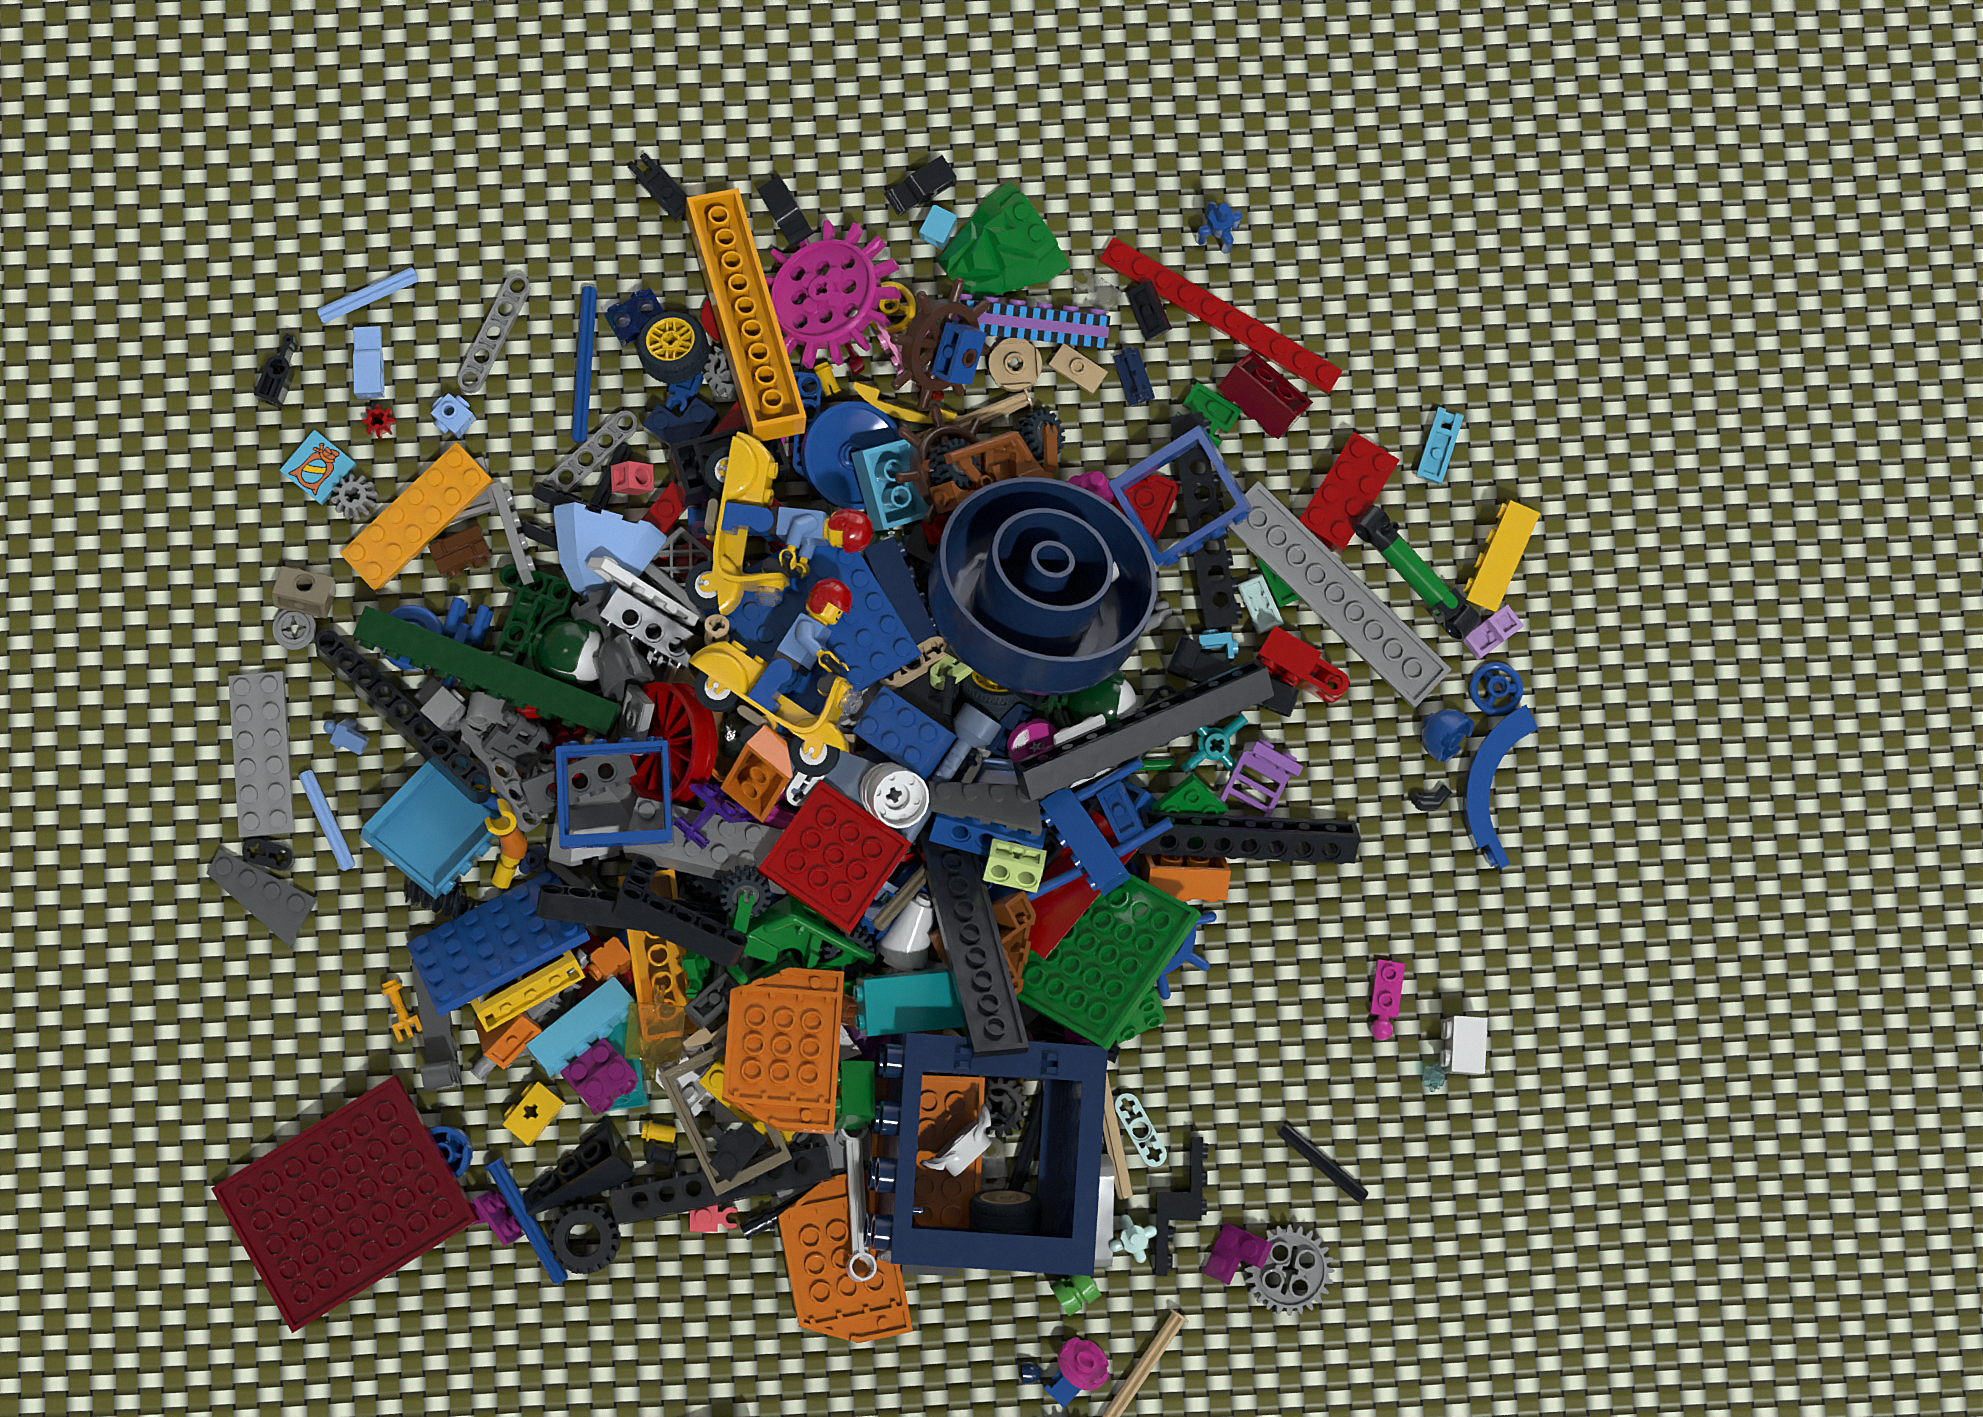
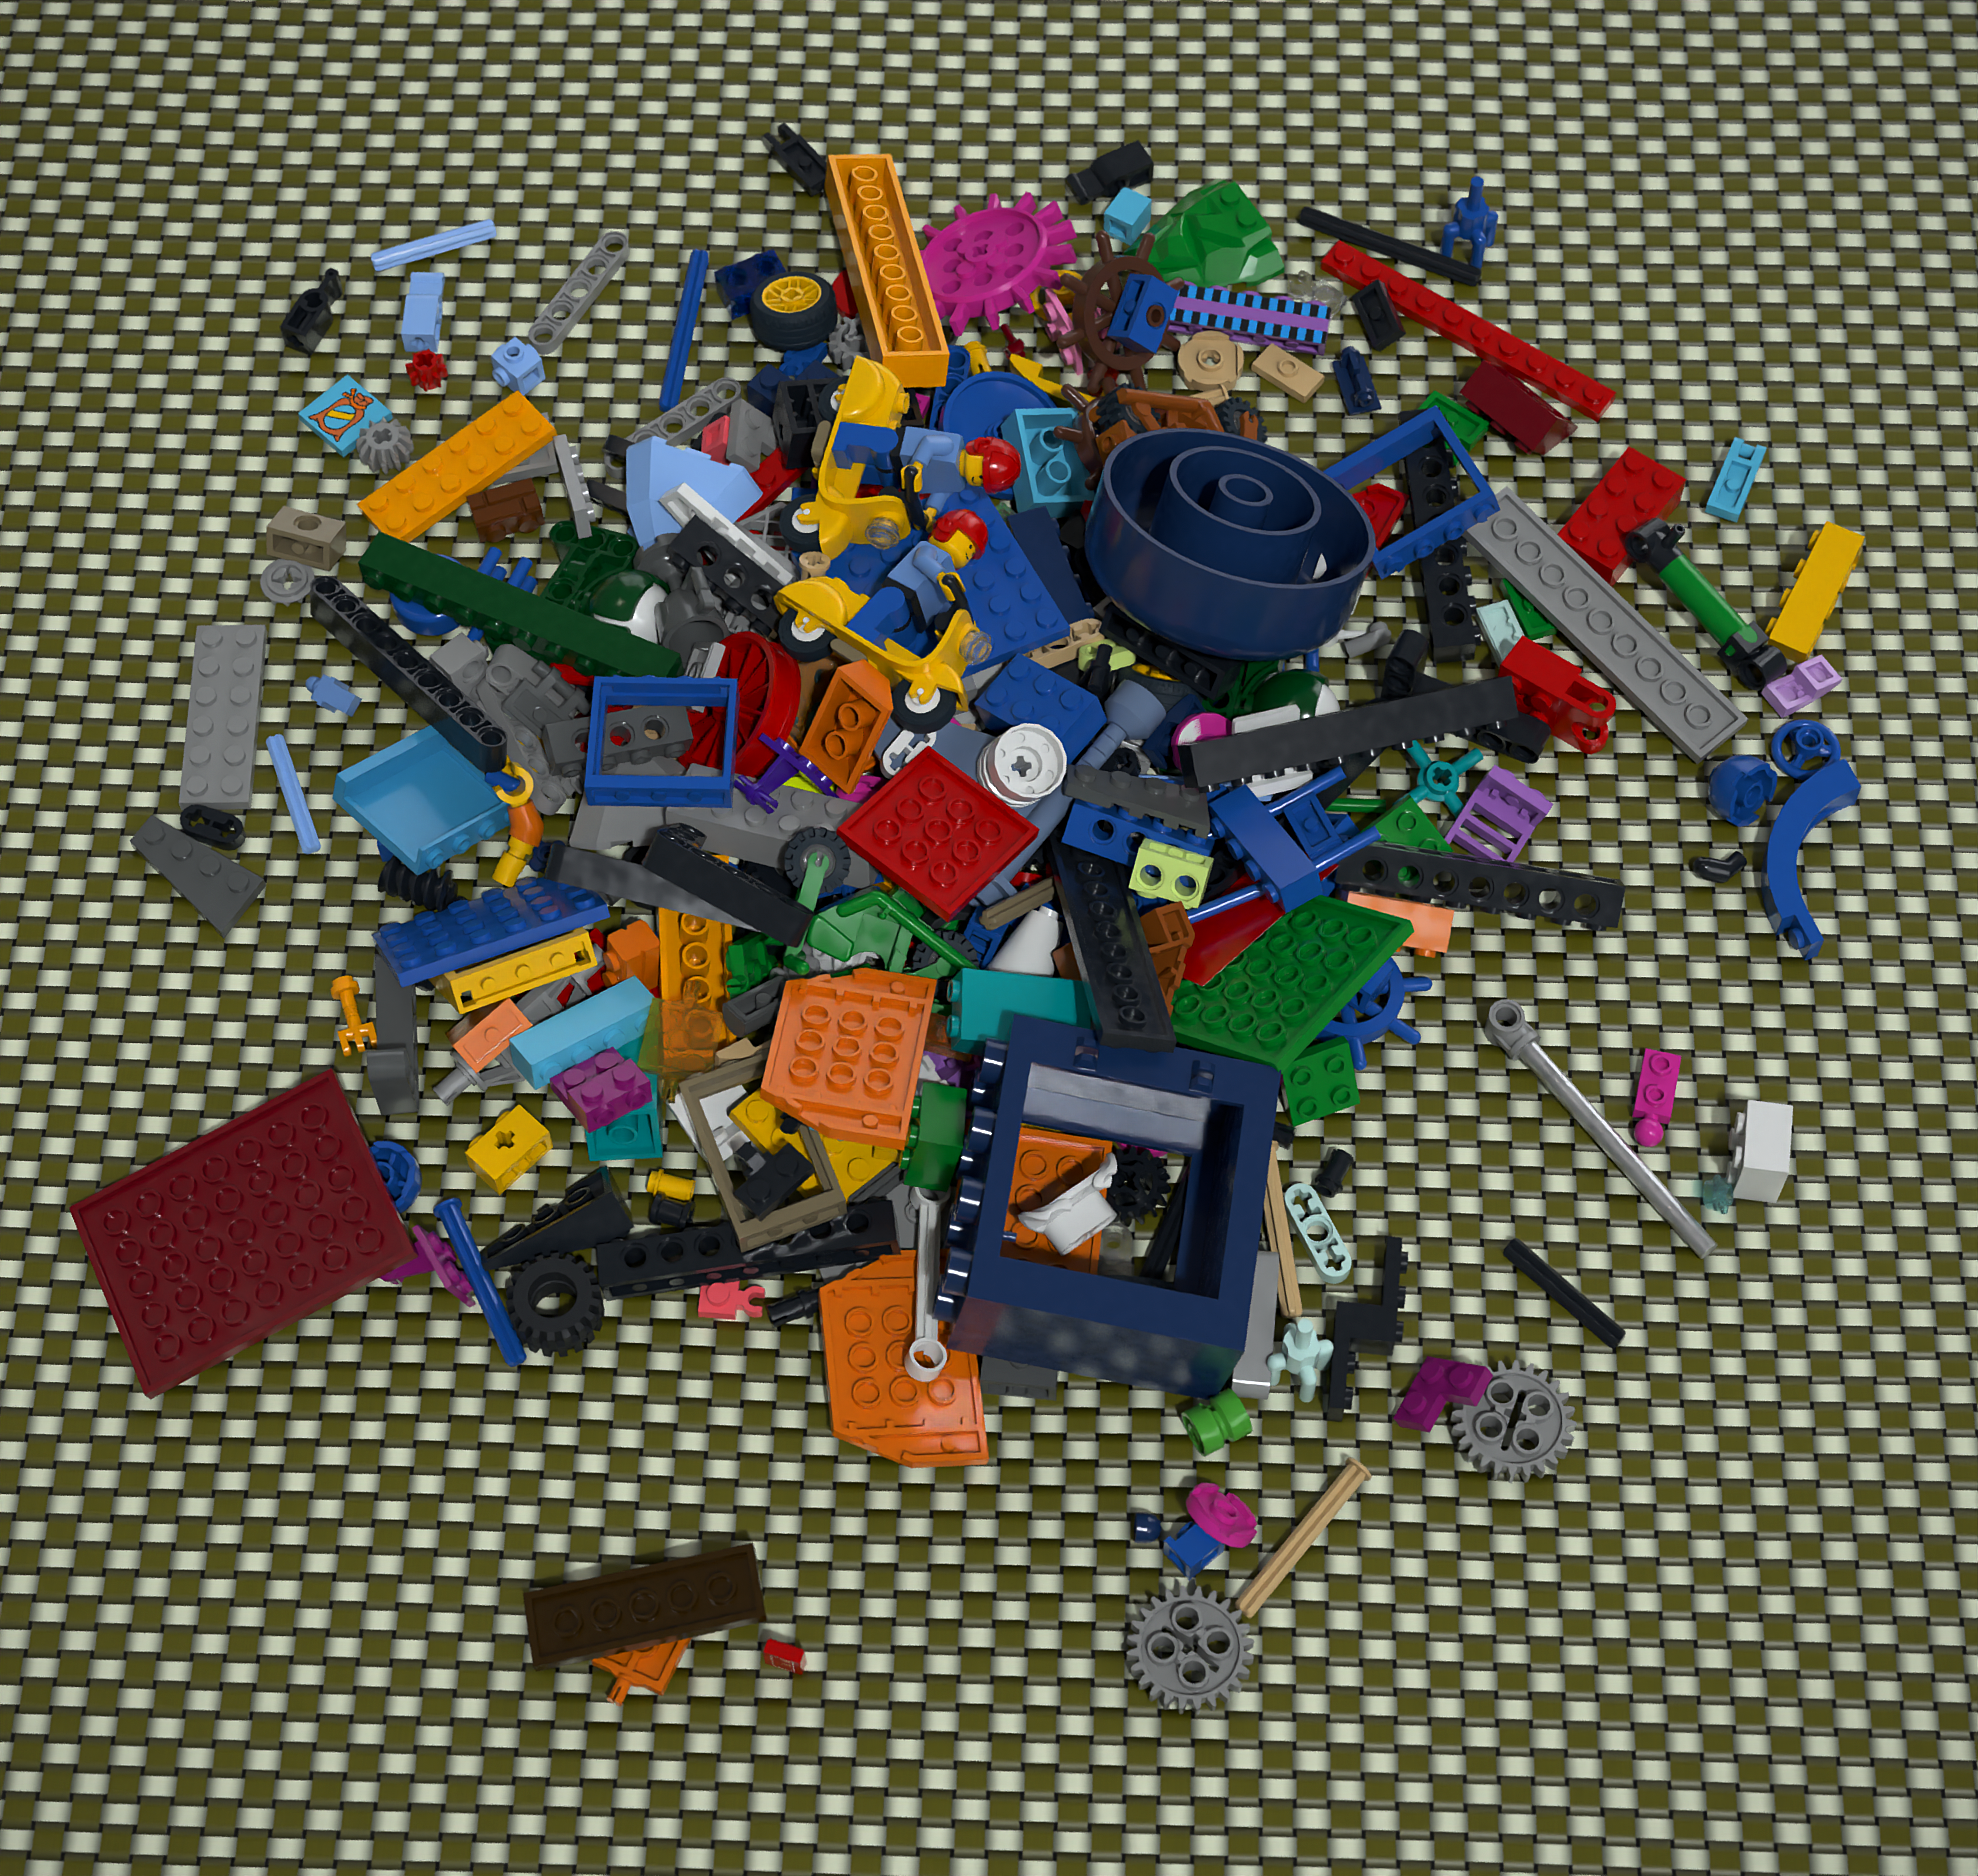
camera: 10 degrees right, 20 degrees down
(648, 470) = (749, 436): none -> light grey plate
(785, 211) = (944, 183): black piece -> none
(1150, 1081) = (1329, 1181): none -> black pin
(1154, 238) = (1390, 246): none -> black axle
(1213, 639) = (1449, 668): medium azure bracket -> none
(1286, 964) = (1522, 1042): none -> flat silver piece

